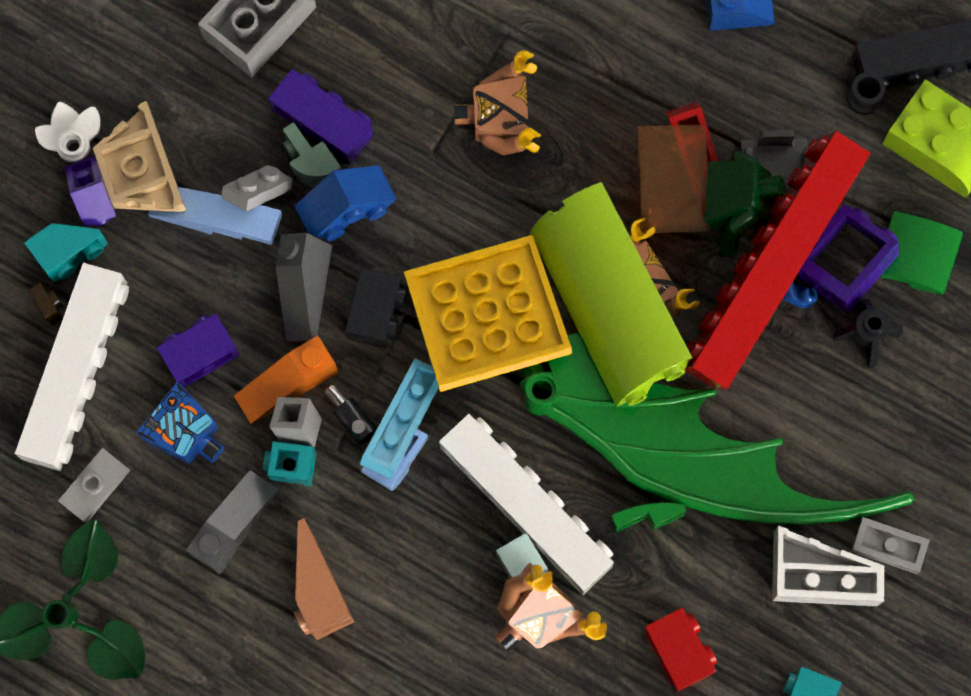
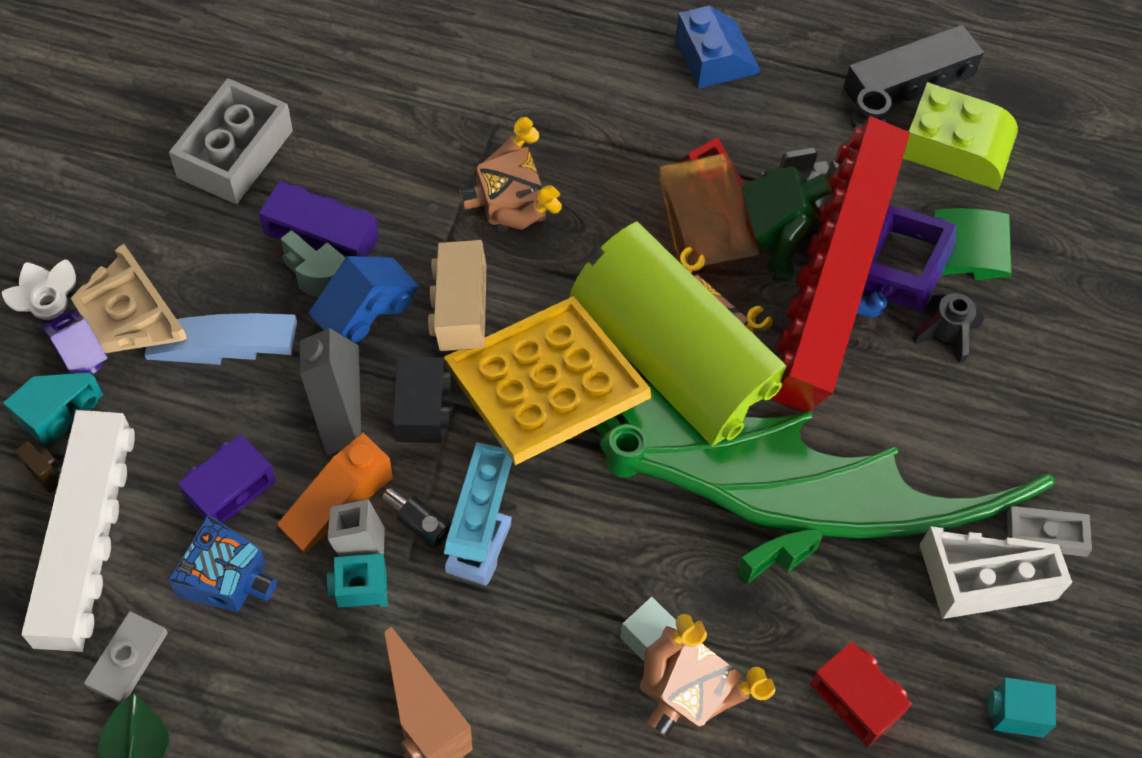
camera: 20 degrees left, 15 degrees down
(231, 522) = (300, 666): dark grey slope -> none
(257, 188) = (264, 300): light grey plate -> none
(429, 215) = (459, 296): none -> tan brick
(526, 504) = (640, 568): white brick -> none

